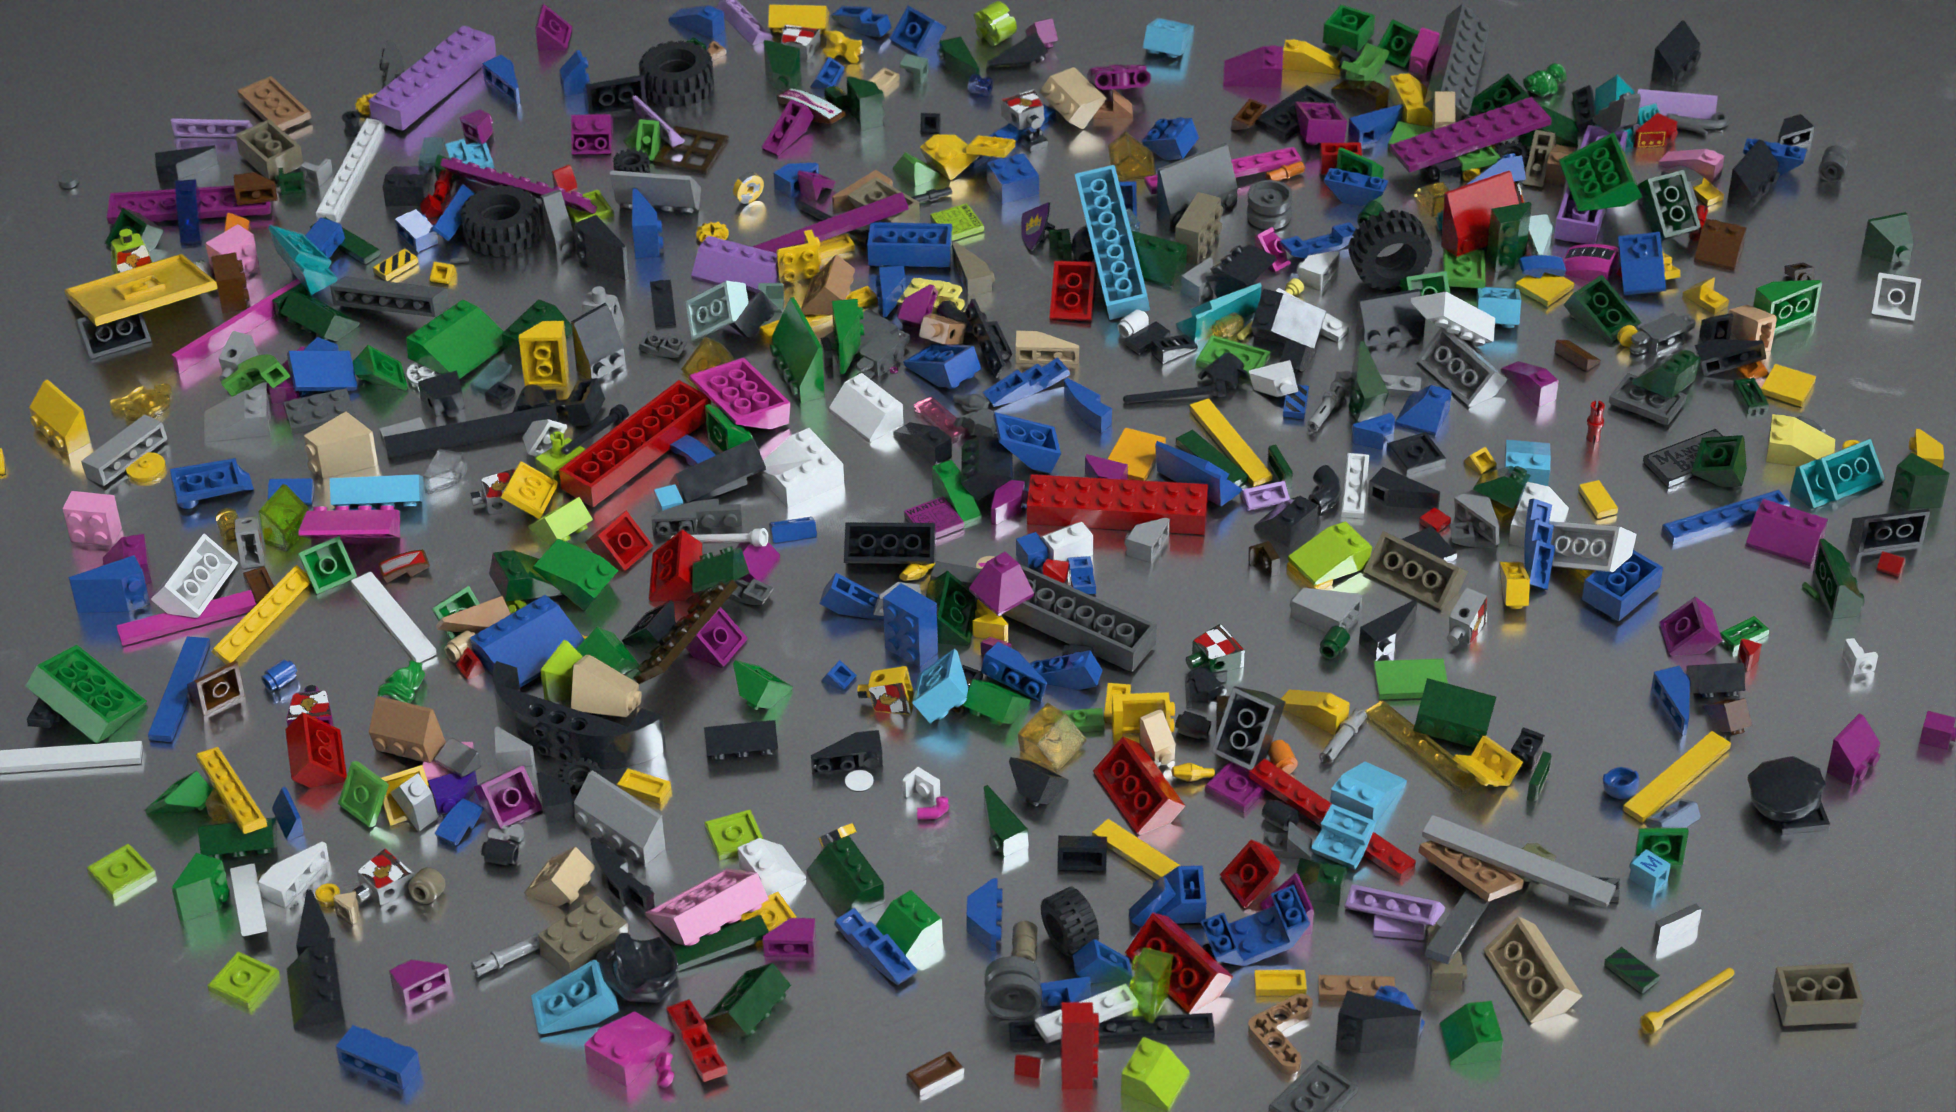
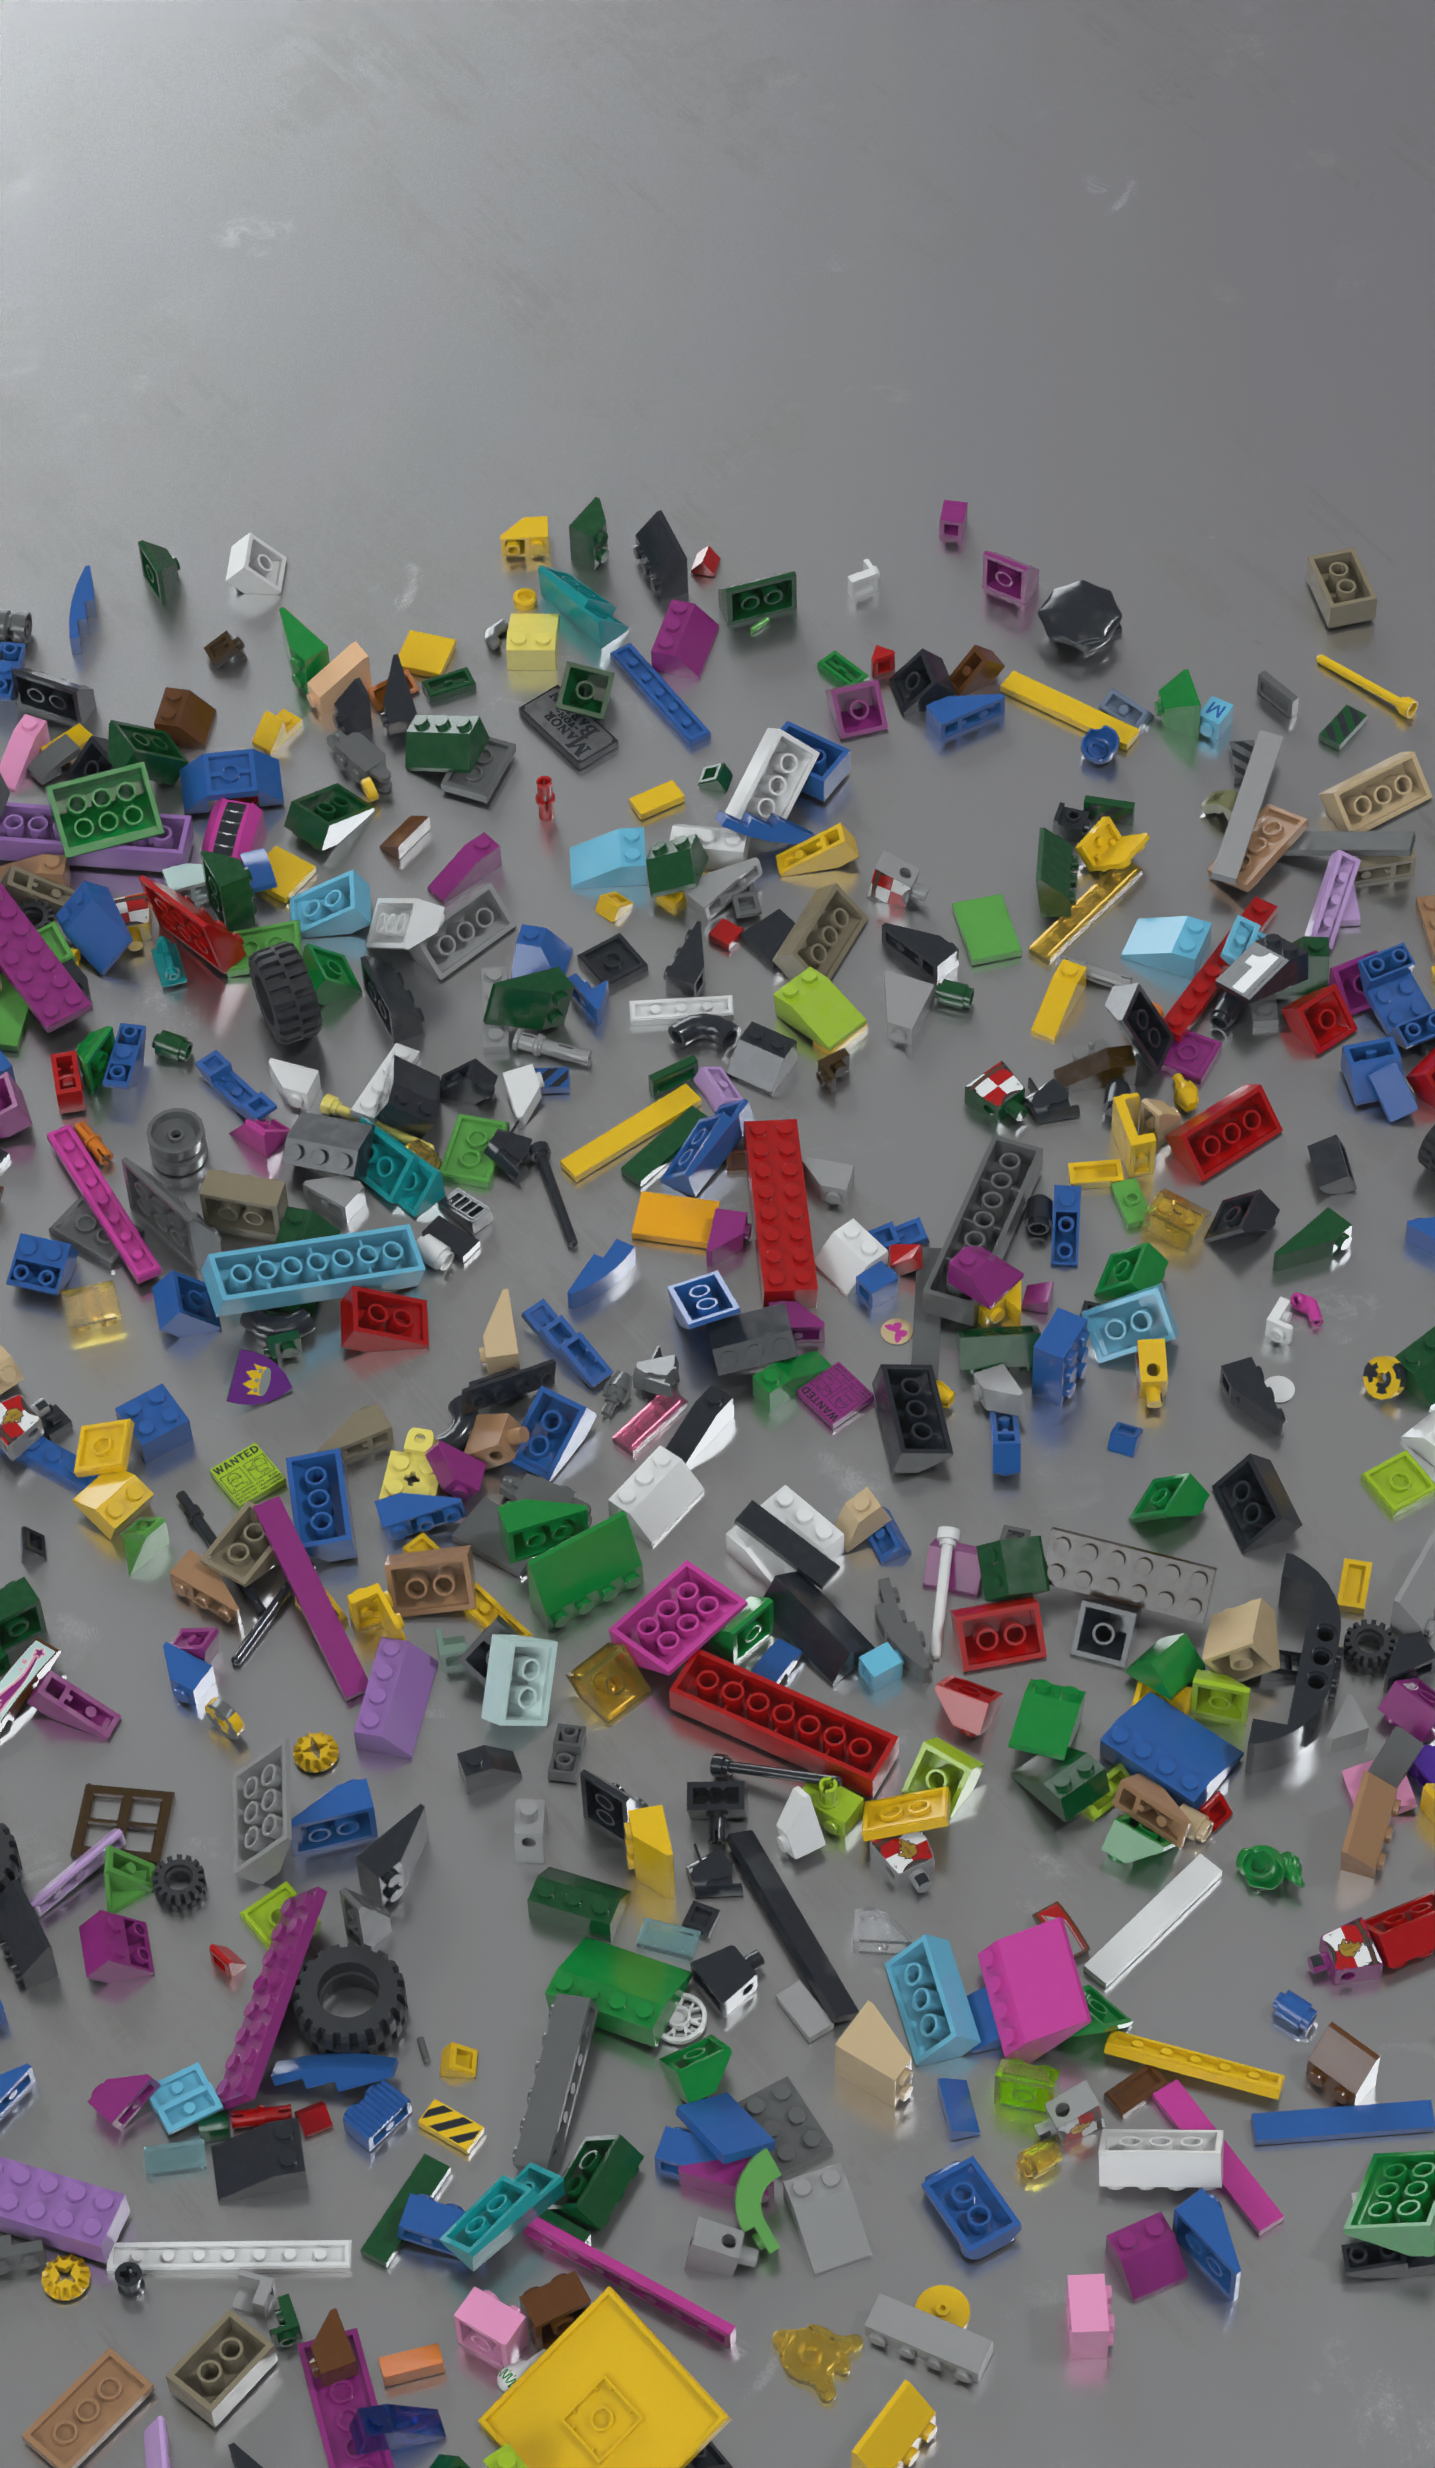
camera: 100 degrees left, 10 degrees up
(783, 453) = (787, 1544): none -> black tile
(802, 505) = (861, 1518): none -> tan slope
(1014, 671) = (1078, 1270): blue slope -> none
(1135, 850) = (1311, 1124): yellow tile -> none
(1304, 829) = (1265, 969): none -> black slope
(1432, 197) = (125, 988): clear yellow slope -> none
(1856, 202) = (82, 608): none -> blue slope

